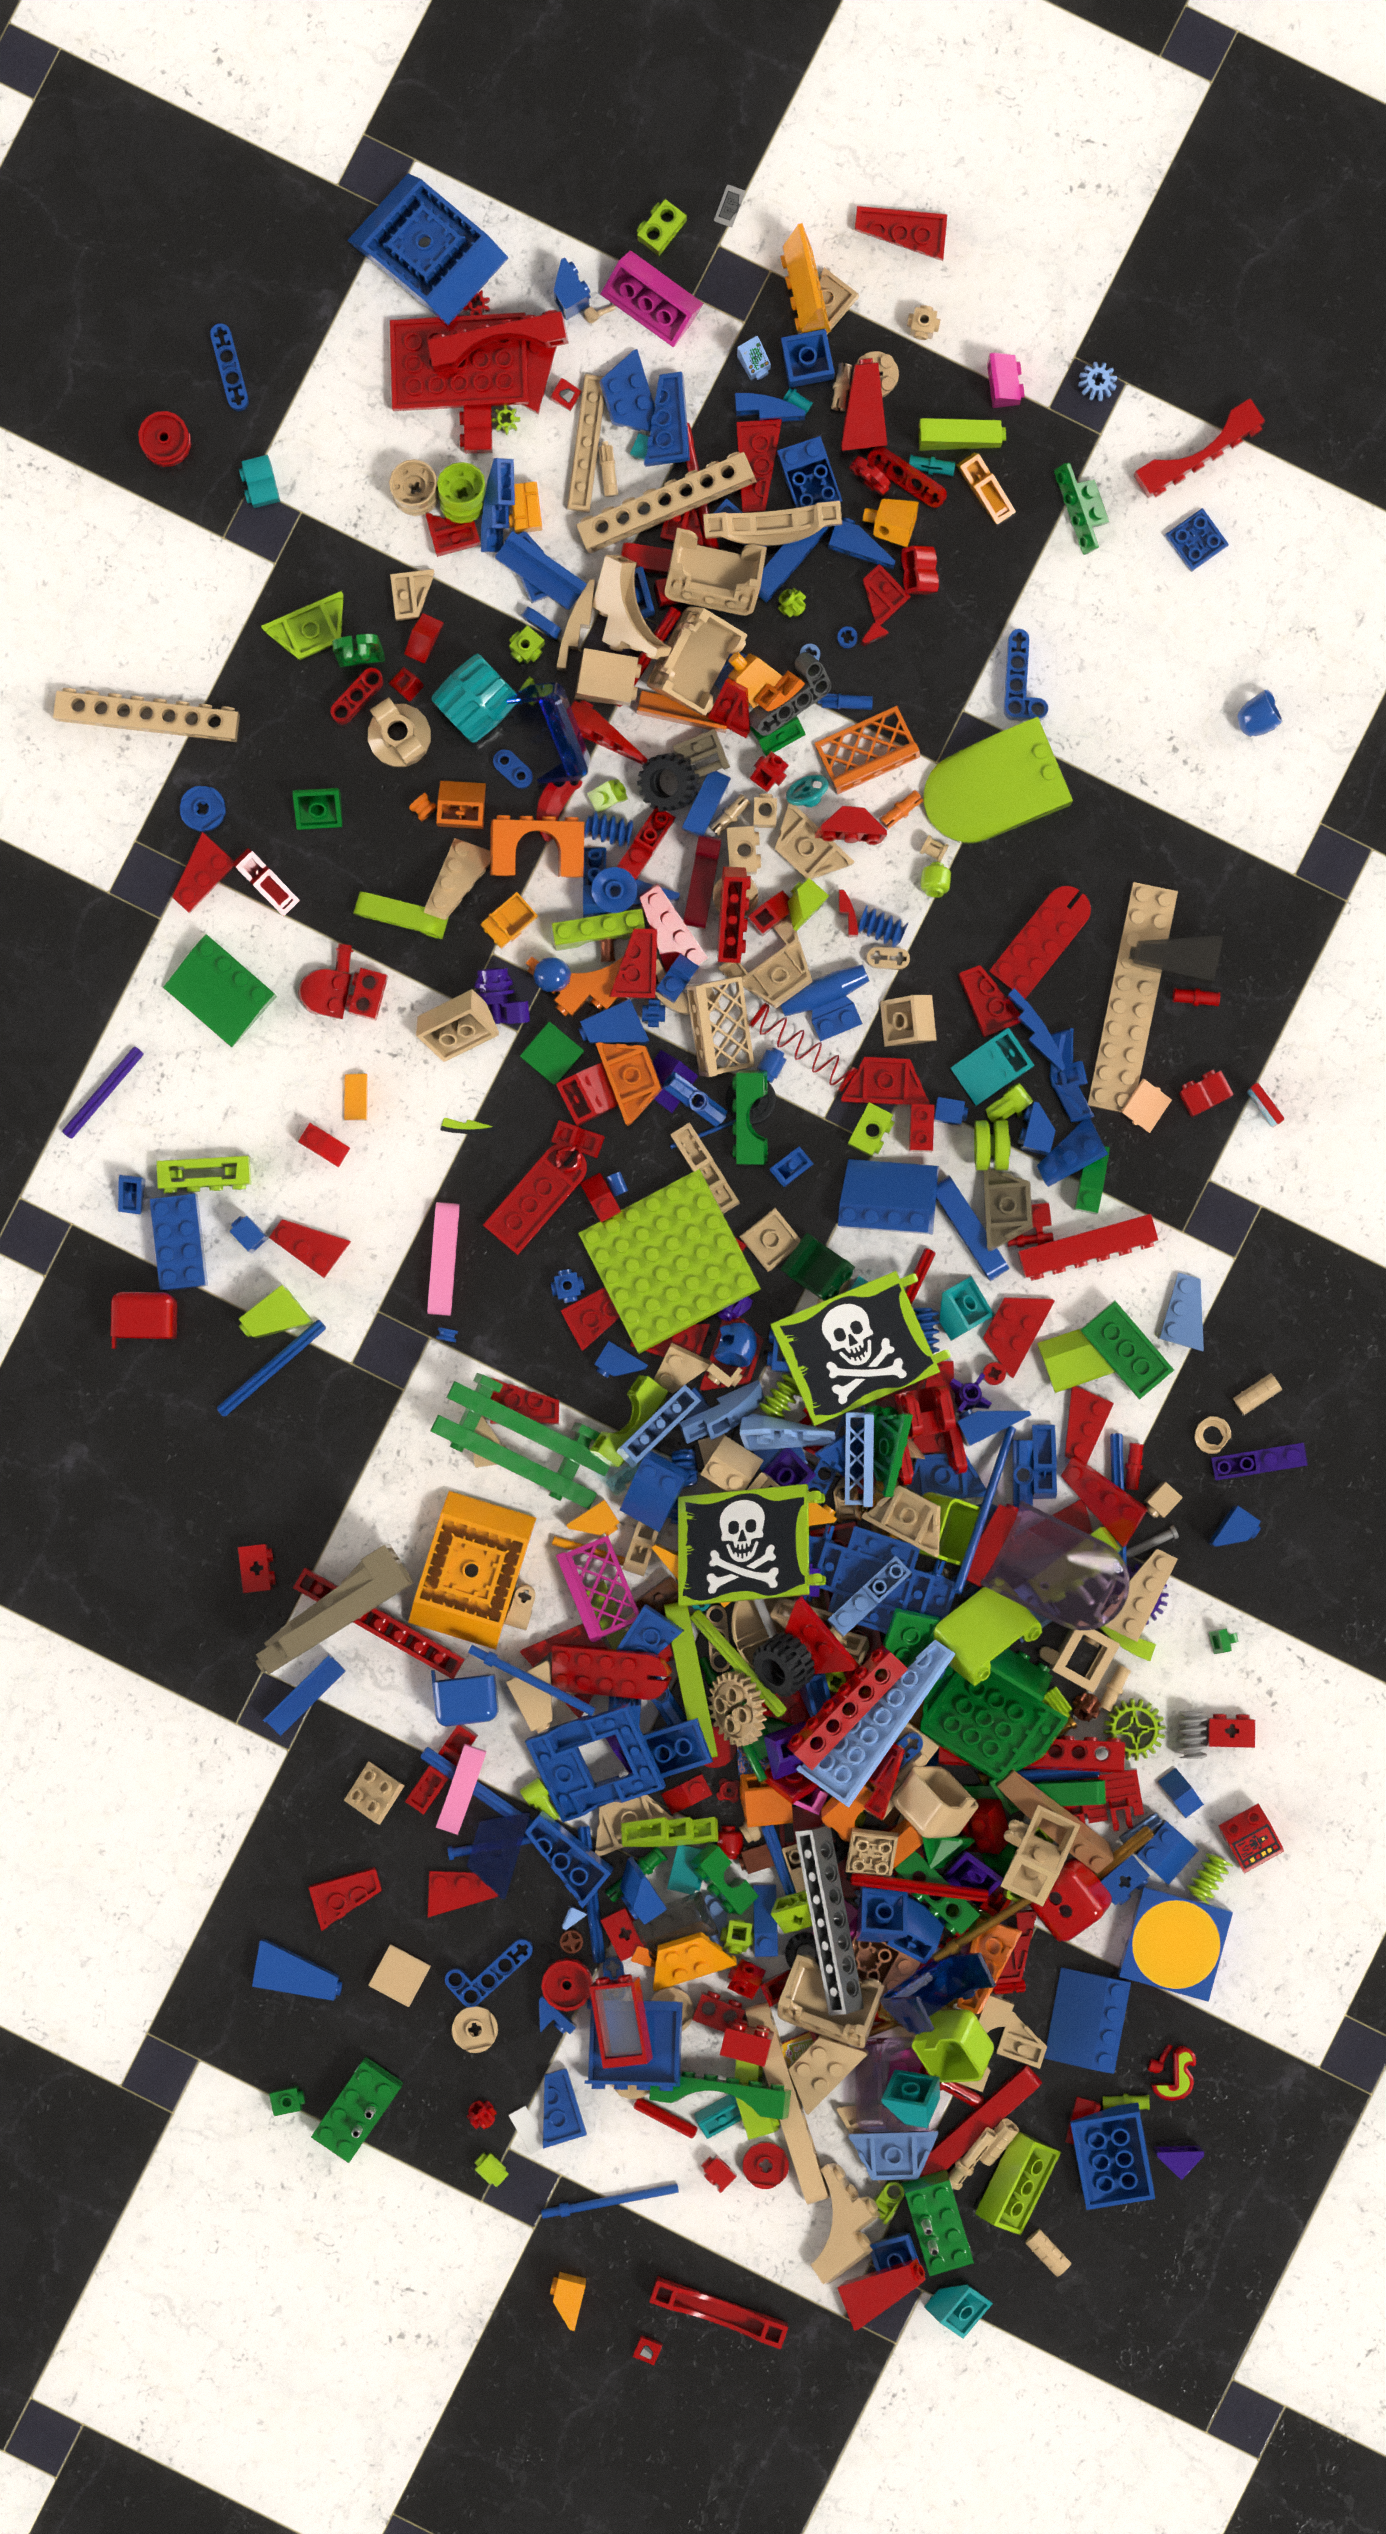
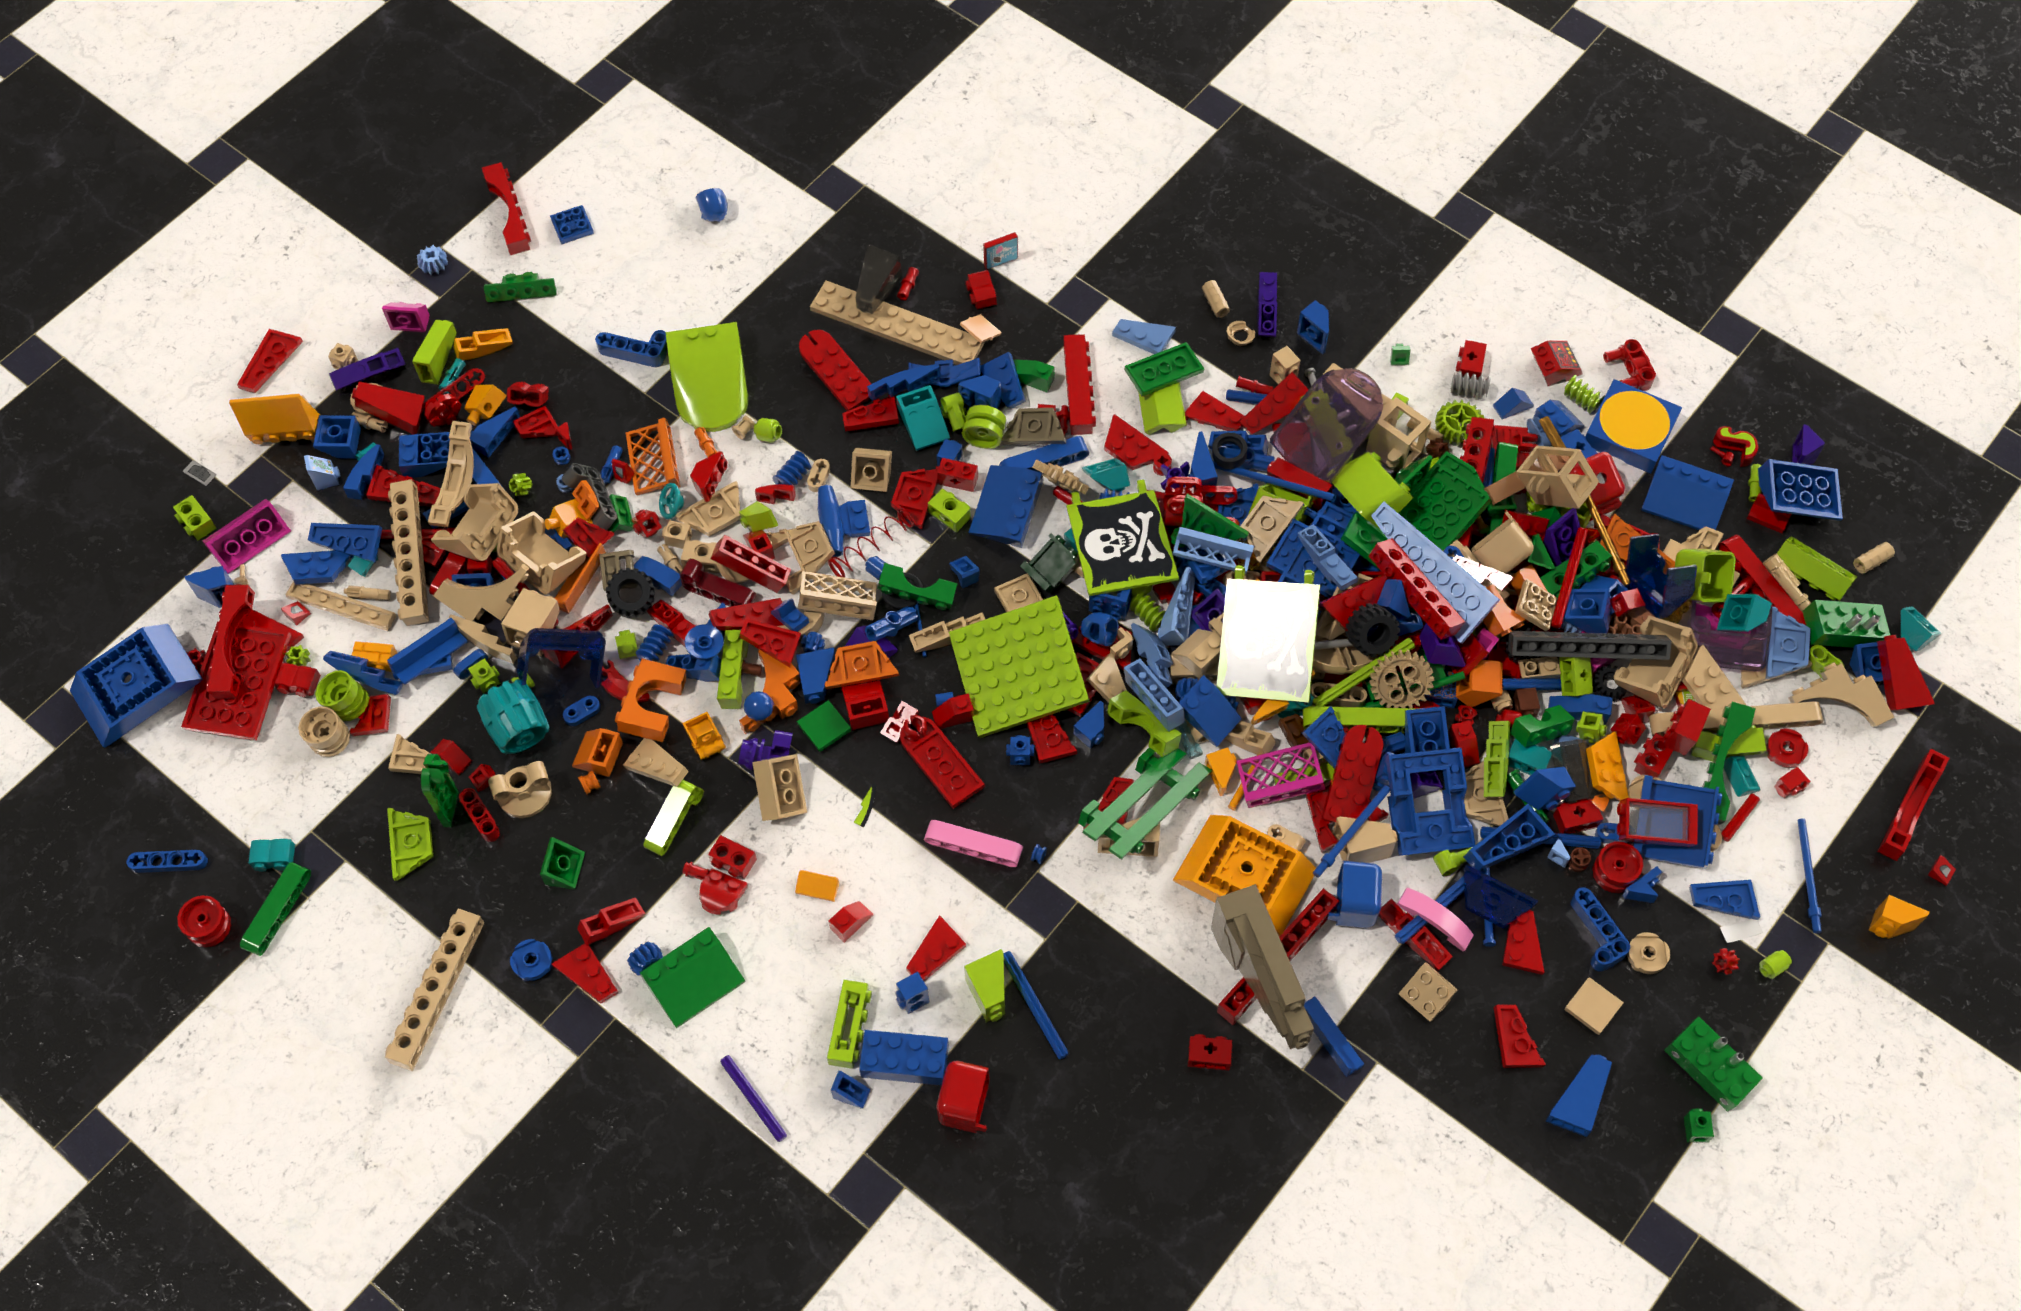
camera: 75 degrees left, 25 degrees down
(199, 509) = (275, 909): none -> green beam
(226, 934) = (643, 957): none -> blue gear
(827, 1682) = (1394, 598): none -> blue slope
(838, 720) = (622, 471): none -> red slope
(901, 1959) = (1627, 601): none -> red panel
(912, 359) = (366, 368): none -> dark purple slope
(934, 1255) = (1066, 479): none -> tan gear
(1018, 1435) = (1229, 438): none -> black tyre
(1271, 1940) = (1636, 363): none -> red piece

